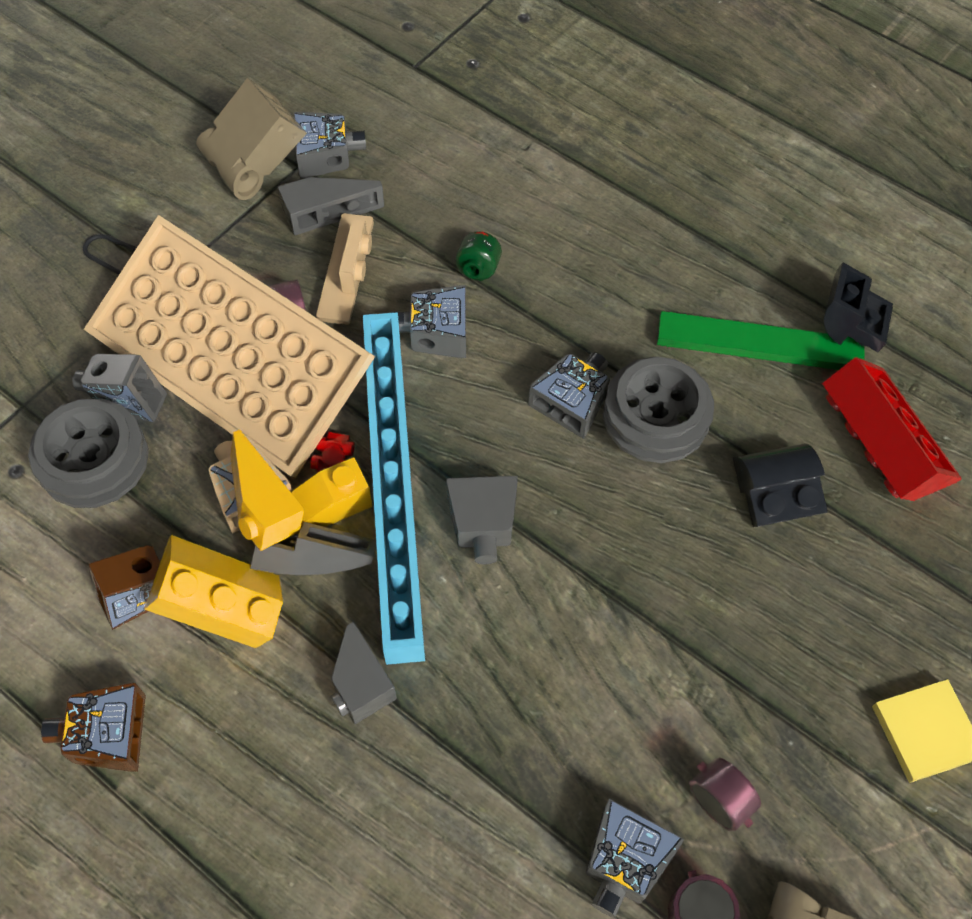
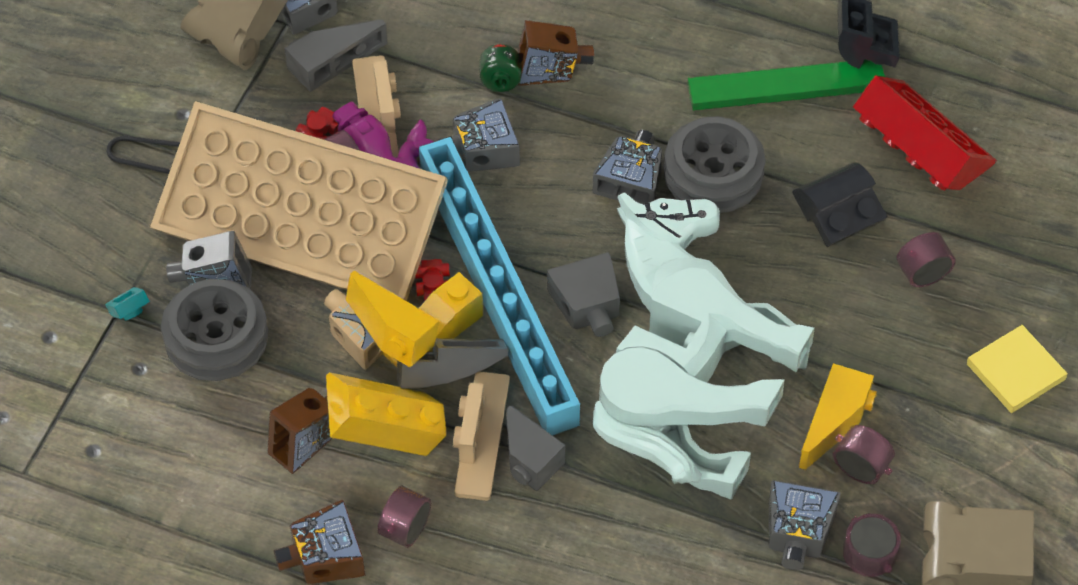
camera: 15 degrees left, 5 degrees down
(27, 402) = (128, 304): none -> teal plate
(194, 720) = (404, 516): none -> clear pink piece
(284, 269) = (319, 123): none -> red piece
(313, 642) = (480, 434): none -> tan bracket
(325, 296) = (373, 137): none -> magenta piece
(512, 648) = (661, 375): none -> light aqua animal
(531, 252) = (550, 53): none -> torso
(714, 725) = (839, 408): none -> yellow slope
(857, 574) = (926, 259): none -> clear pink piece

